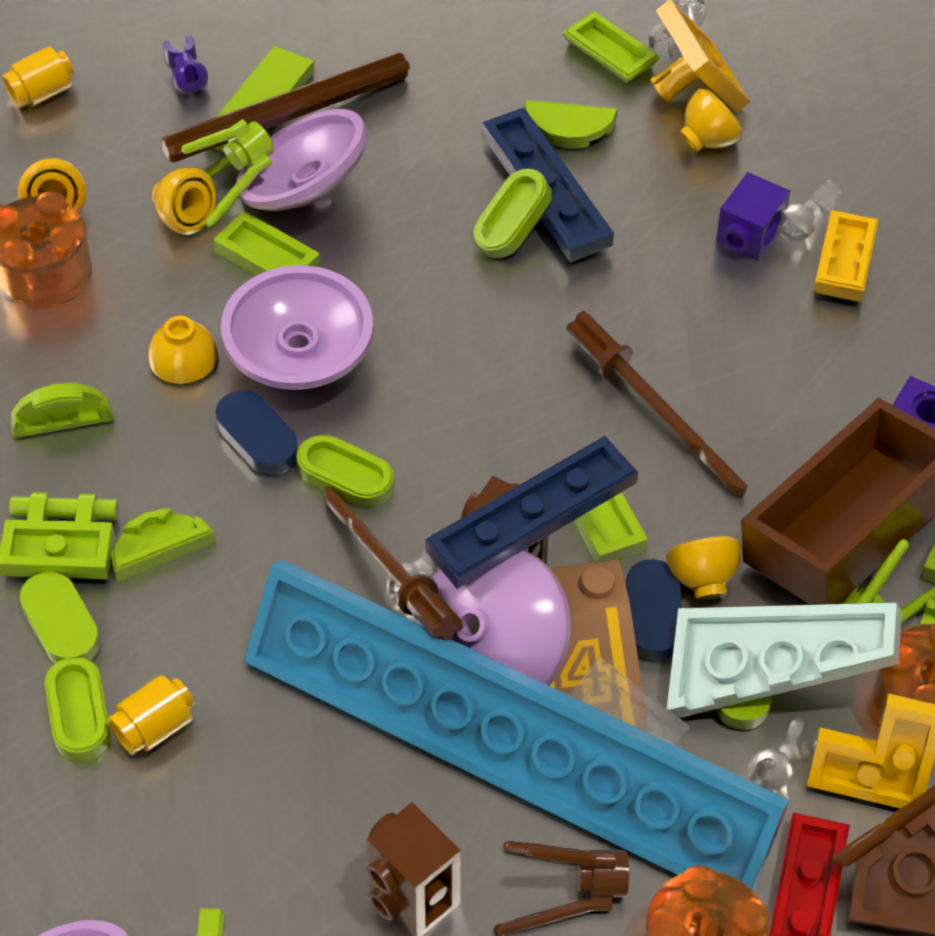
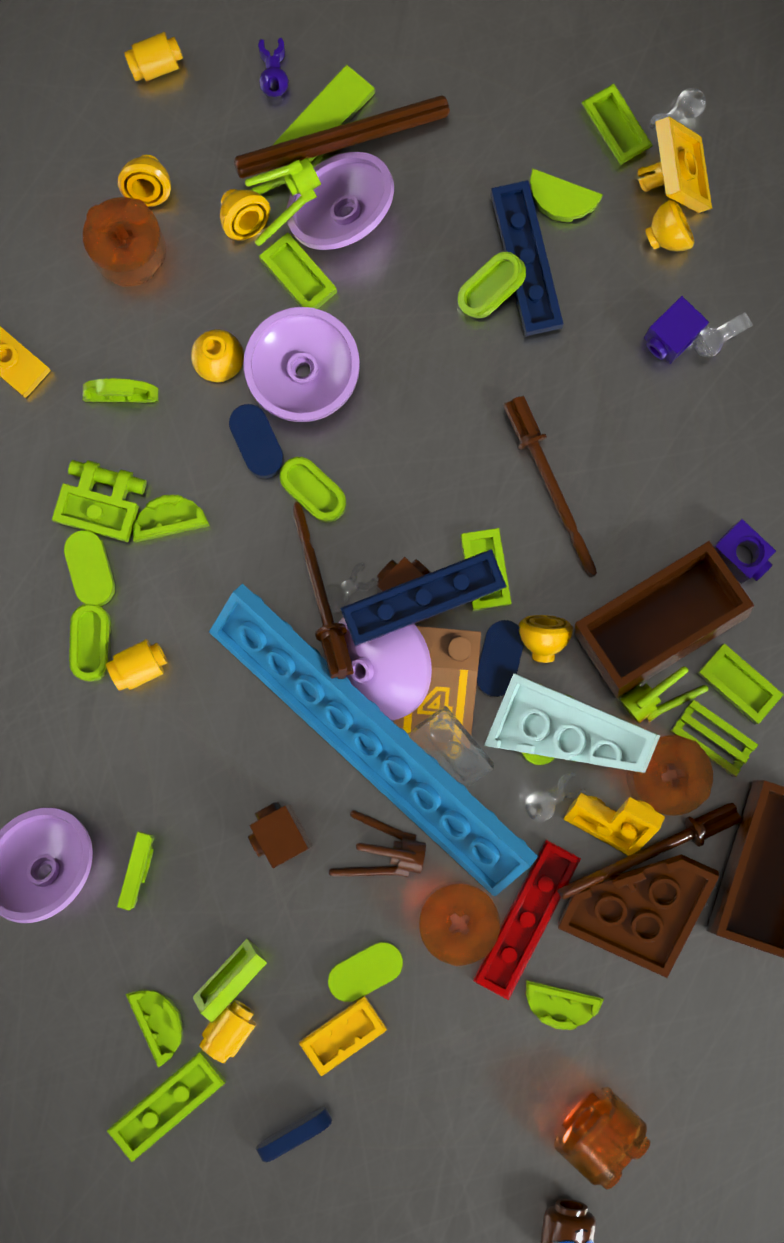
camera: 15 degrees right, 30 degrees up
(846, 256) = (736, 382): yellow plate -> none

